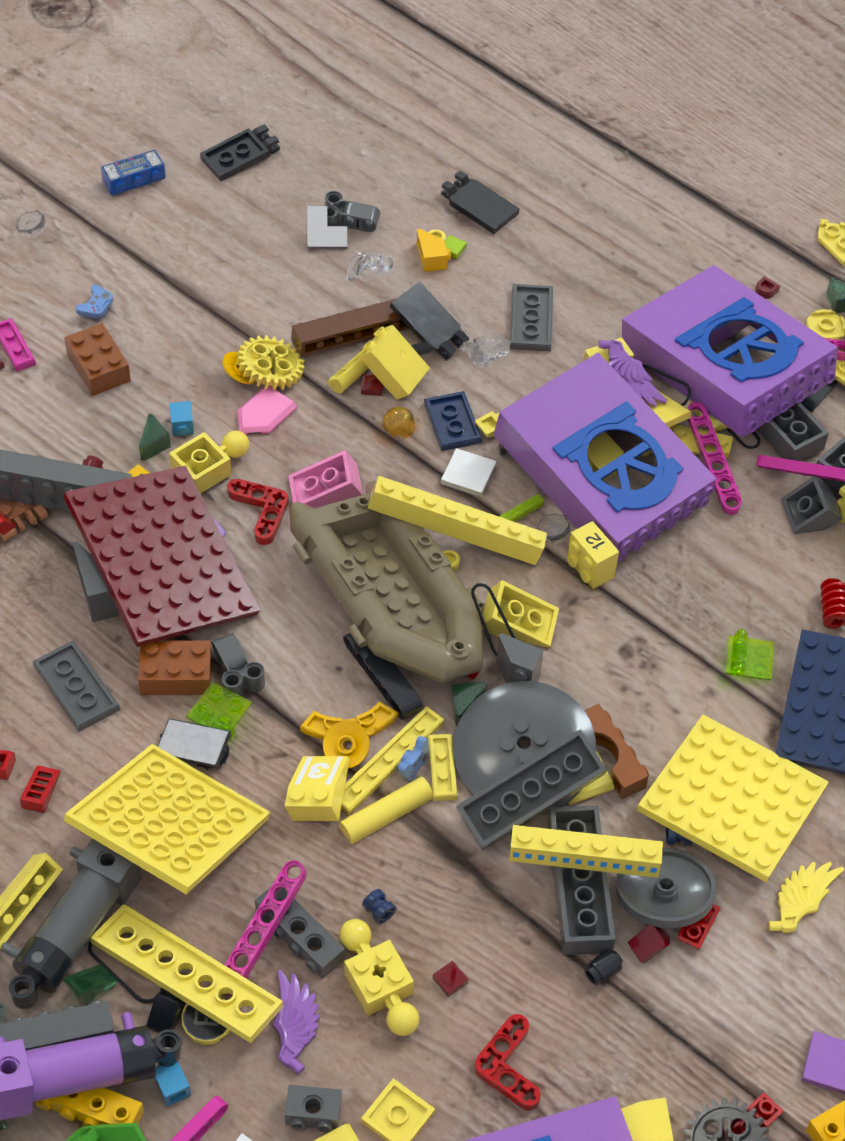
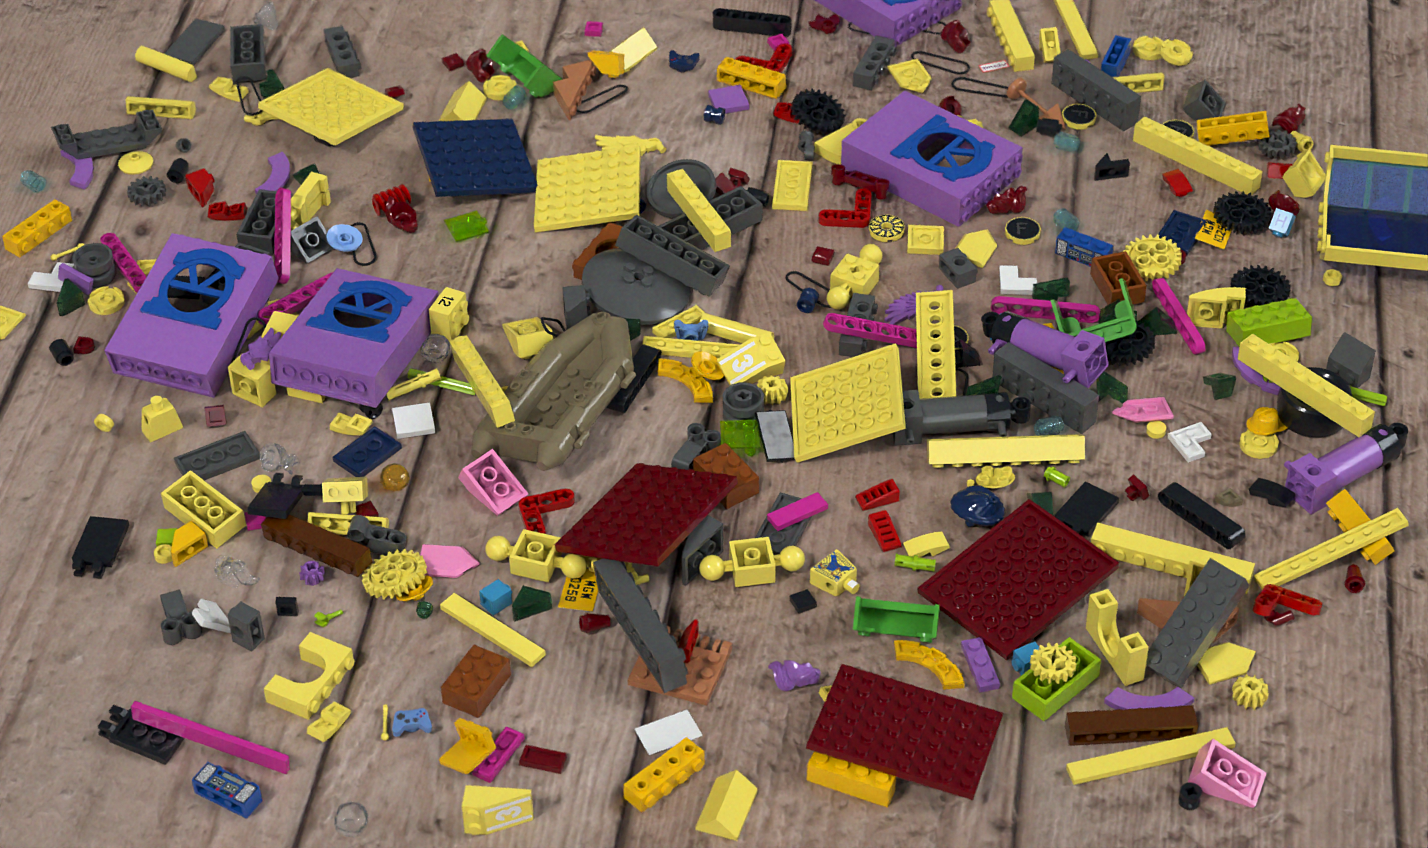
camera: 120 degrees left, 10 degrees down
(29, 319) = (471, 749): none -> yellow bracket
(43, 619) = (751, 562): none -> light yellow brick
(75, 698) = (797, 511): none -> dark pink tile
(129, 298) = (385, 736): none -> light yellow hinge
(148, 258) = (330, 721): none -> light yellow slope
(149, 404) = (493, 630): none -> light yellow tile
(189, 177) = (210, 737): none -> dark pink tile
(205, 284) = (306, 698): none -> light yellow arch
(214, 368) = (424, 609): none -> clear green hinge
(258, 737) = (742, 401): none -> dark grey wheel
(264, 782) = (774, 389): none -> light yellow gear
(266, 300) = (324, 619): none -> lime hand
(289, 239) = (246, 626): none -> dark grey brick
(297, 282) = (287, 606): none -> black tile
(322, 309) = (312, 573): none -> medium lavender gear
(331, 356) = (376, 538): none -> dark grey piece
(416, 921) = (796, 272): none -> black piece
(450, 1098) = (895, 226): none -> tile
(461, 271) = (198, 502): none -> light yellow brick
(472, 330) = (259, 481): none -> light yellow tile
(513, 492) = (412, 384): none -> light yellow pin
(551, 1105) = (860, 179): none -> dark red plate
(587, 333) = (215, 415): none -> dark red tile
(606, 280) = (159, 419): none -> light yellow torso
(607, 1031) = (792, 185): none -> light yellow tile
(636, 257) = (103, 422): none -> light yellow tile
(656, 971) = (738, 176): none -> dark red tile
(659, 1087) = (806, 144): none -> dark grey connector
(762, 265) = (61, 352): none -> black brick
(781, 565) = (371, 244): none -> black piece
(796, 528) = (344, 238): none -> light blue dish
(797, 596) = (401, 215): none -> dark red hair
(803, 1020) = (714, 114): none -> dark blue wheel

